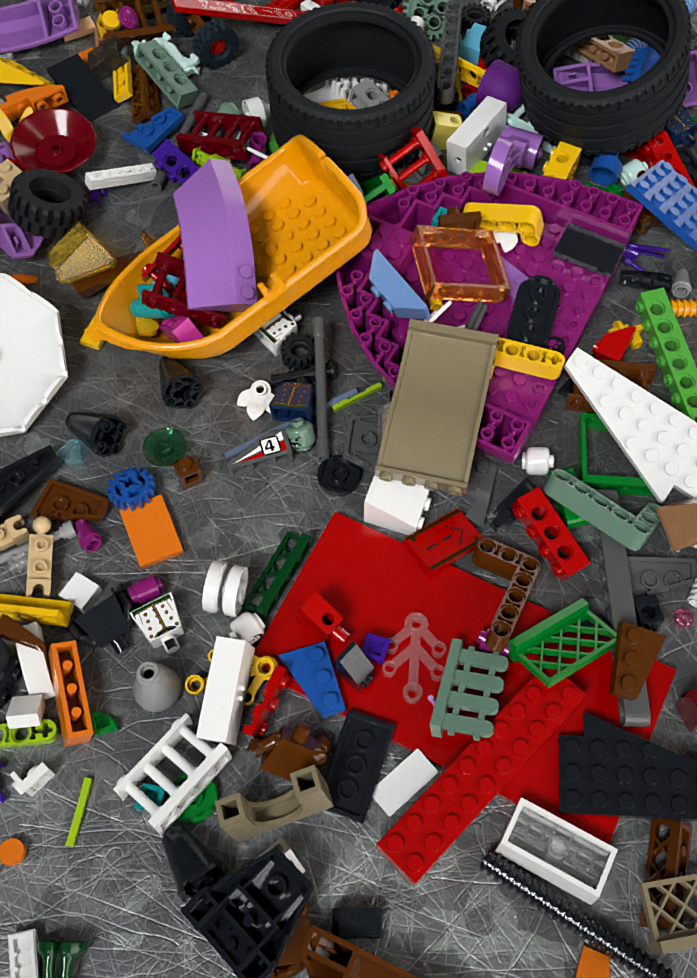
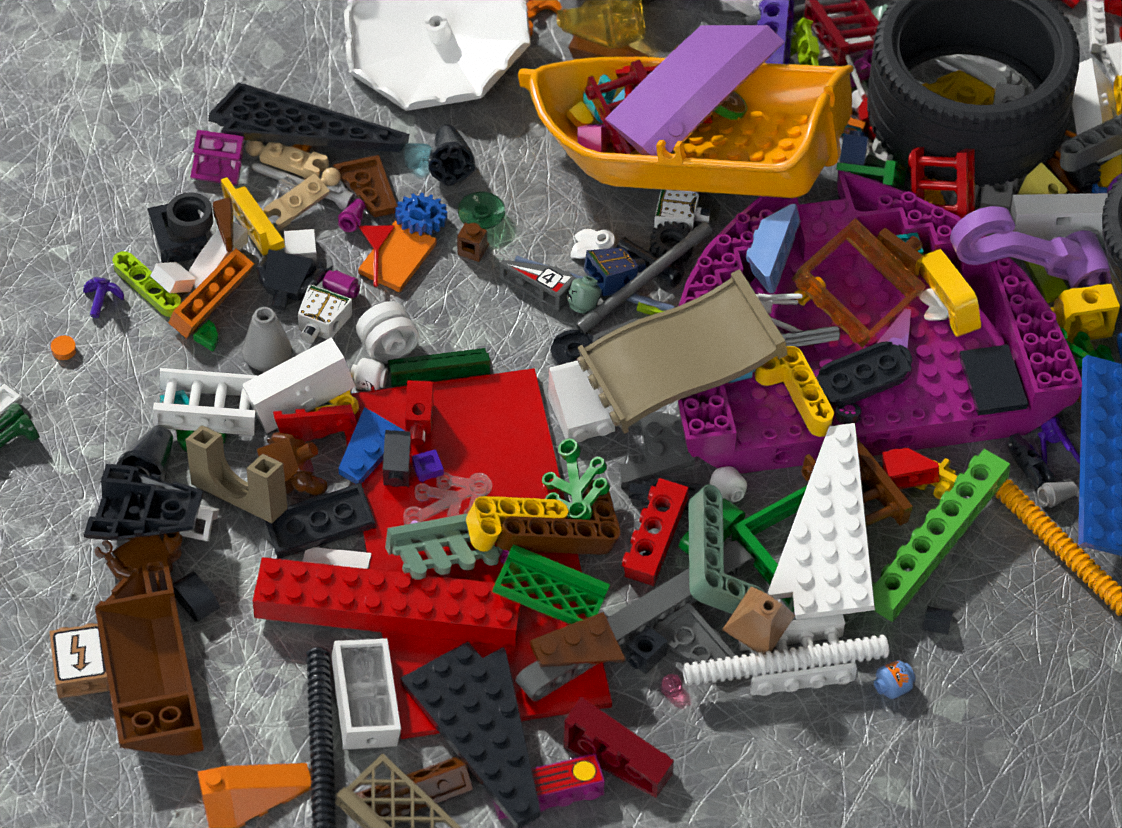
camera: 50 degrees right, 10 degrees down
(35, 779) = (126, 321): white bracket -> none
(75, 826) = (114, 374): lime piece -> none
(122, 532) = (376, 237): none -> red piece
(178, 384) = (548, 178): black cone -> none
(443, 541) = (552, 461): red tile -> none
(471, 642) = (489, 513): none -> yellow beam
(474, 559) = (577, 485): none -> plant

